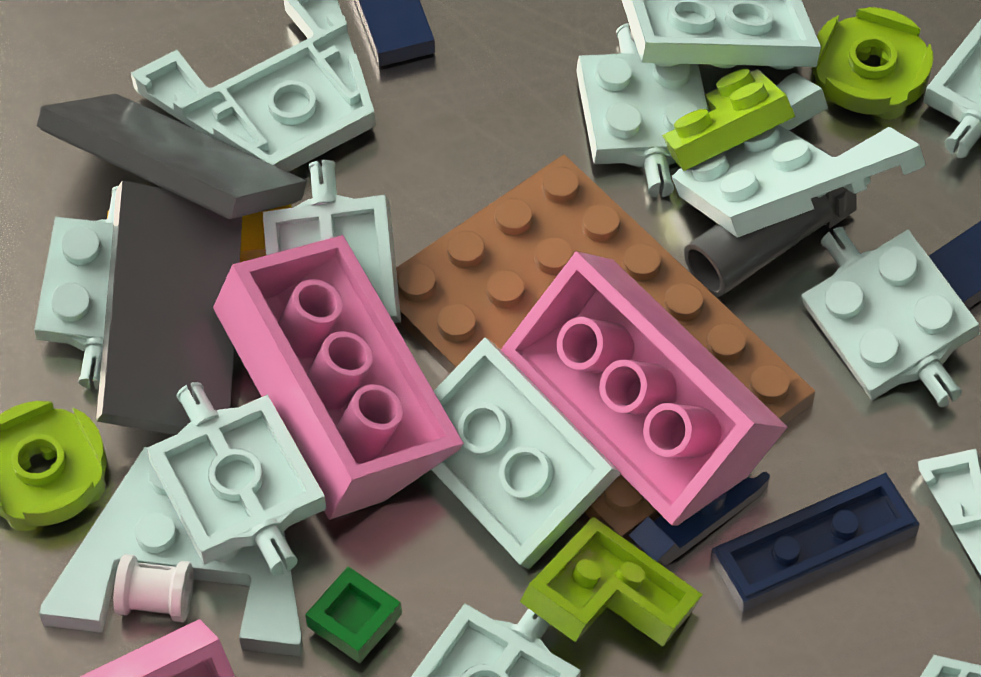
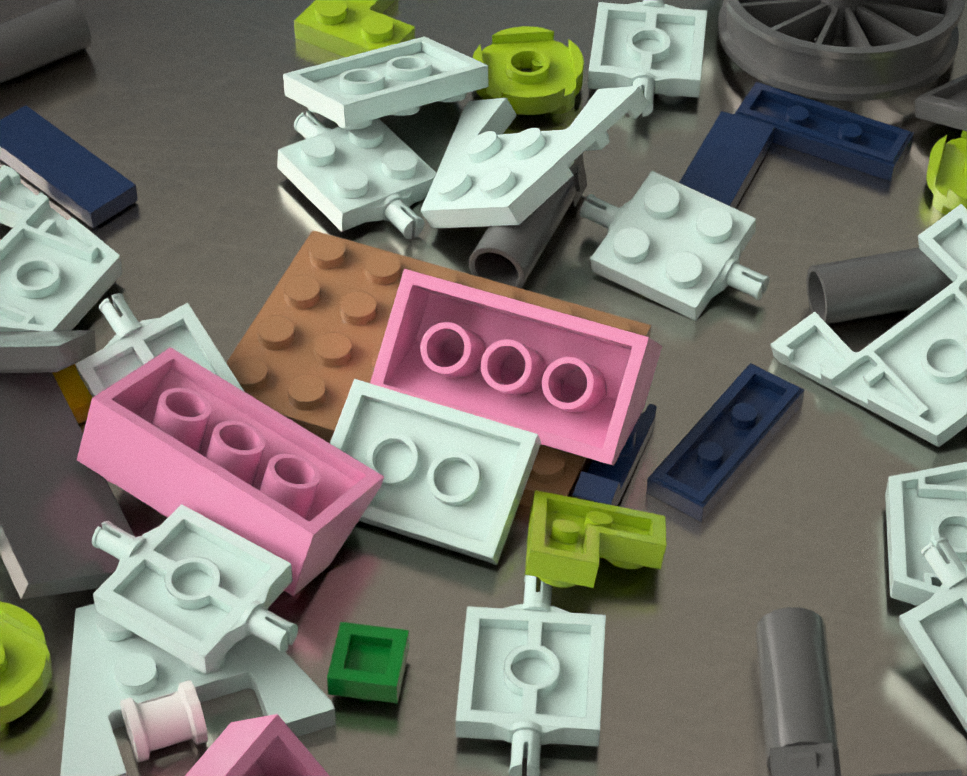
camera: 30 degrees left, 10 degrees down
(740, 110) = (446, 141): lime plate -> none

